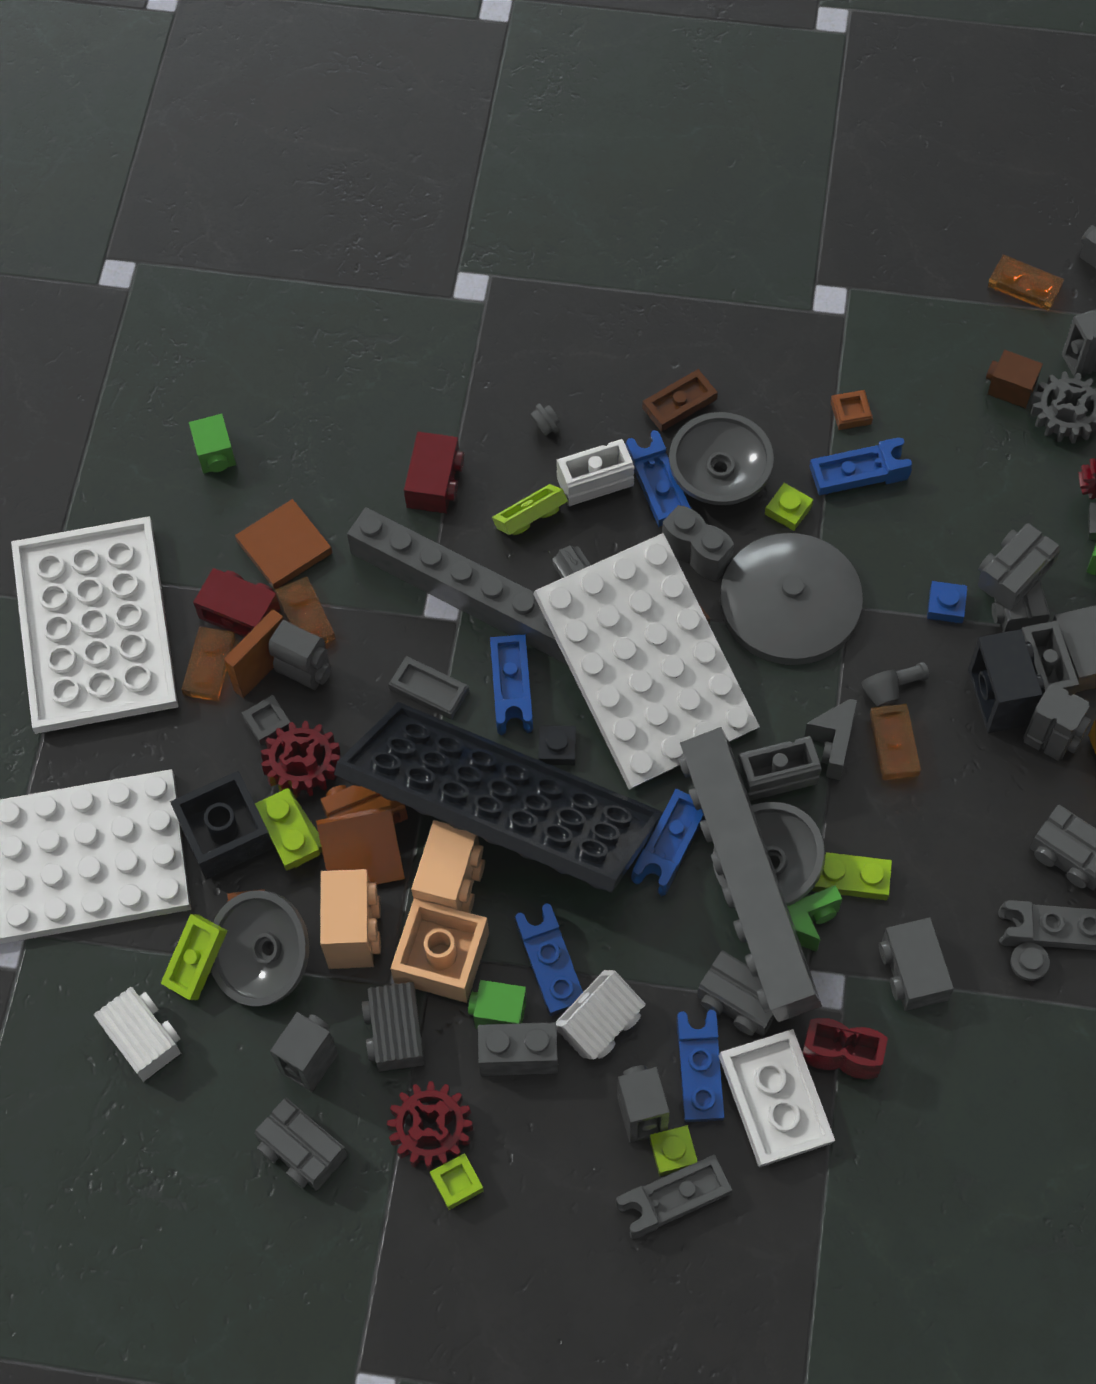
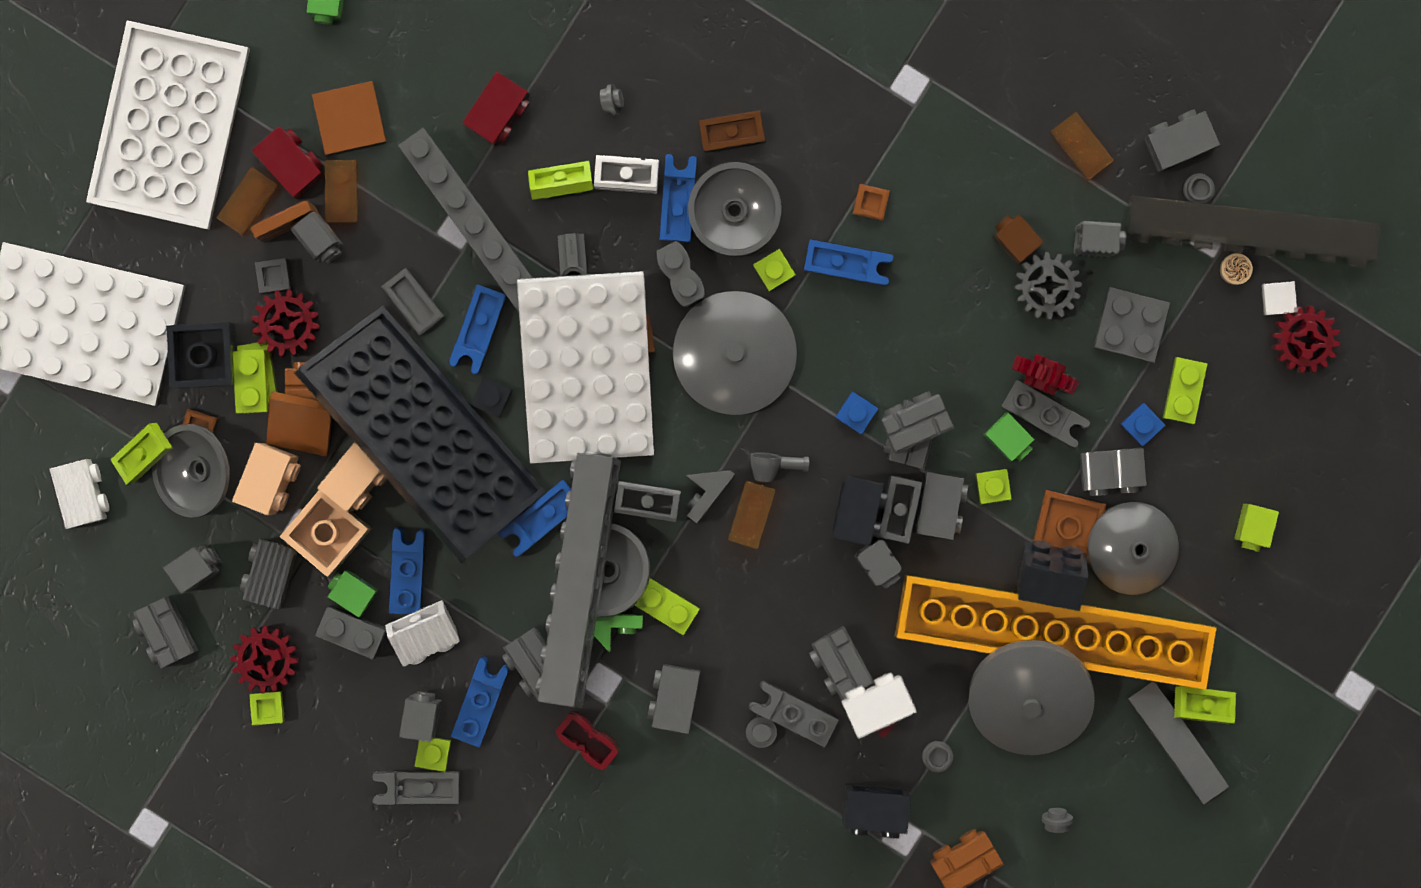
camera: 20 degrees right, 25 degrees up
(776, 1098) = (522, 751): white plate -> none

